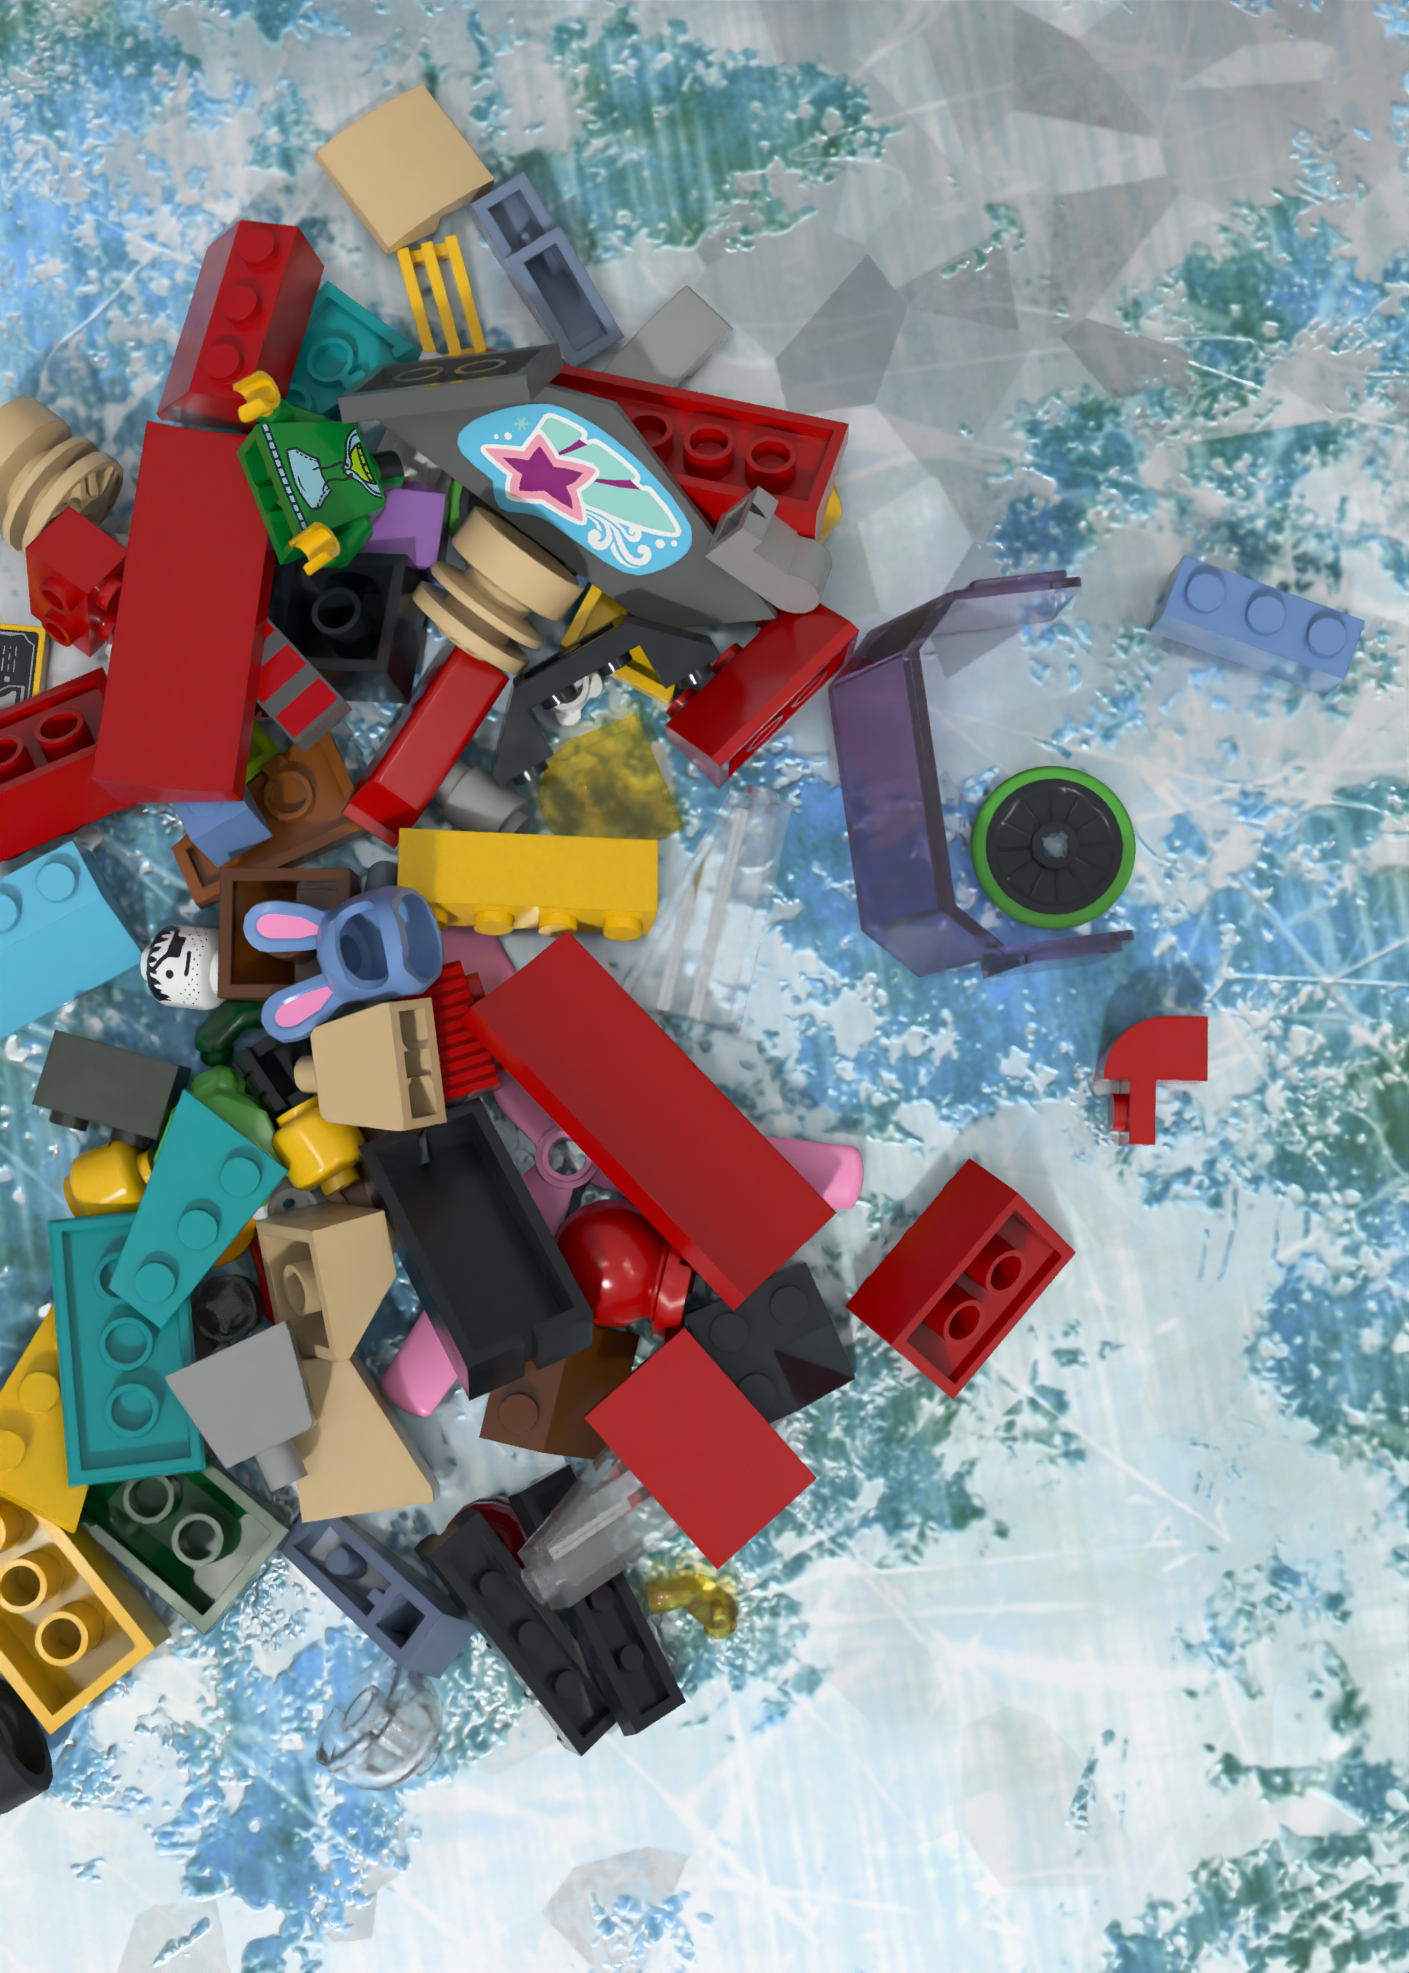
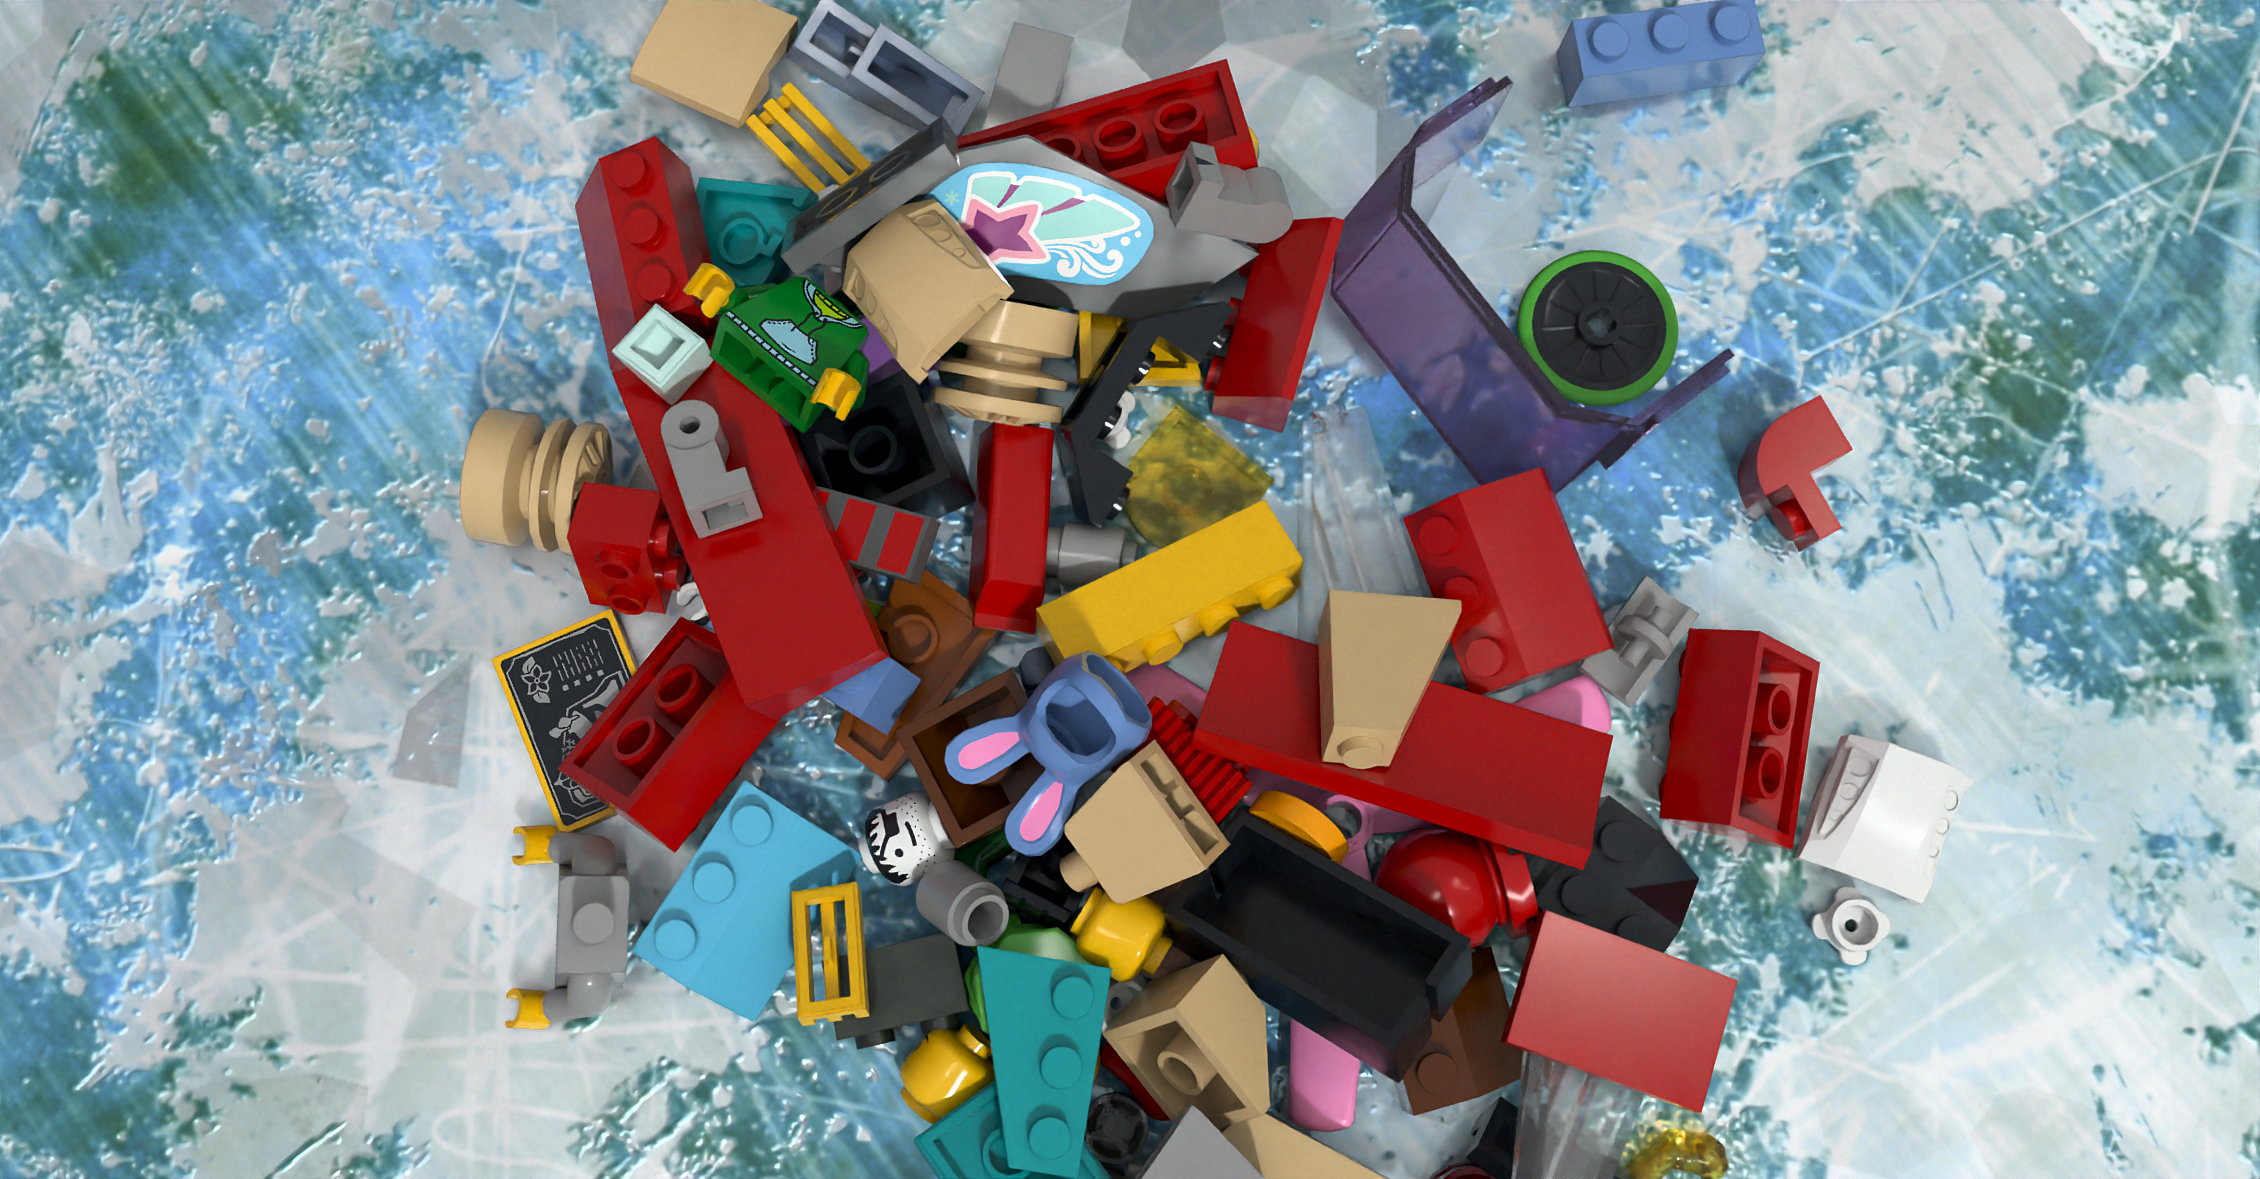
camera: 30 degrees left, 5 degrees down
(42, 1073) = (834, 1006): none -> yellow tile
(170, 543) = (698, 456): none -> light grey leg
(196, 430) = (664, 354): none -> light aqua slope
(196, 1046) = (962, 903): none -> light grey brick
(451, 487) = (921, 283): none -> tan slope
(521, 1142) = (1301, 823): none -> light orange piece
(660, 1045) = (1376, 669): none -> tan slope
(828, 1029) = (1516, 579): none -> red slope
(917, 1144) = (1643, 637): none -> light grey hips
(979, 1501) = (1869, 922): none -> white plate
(1045, 1416) = (1882, 815): none -> white slope

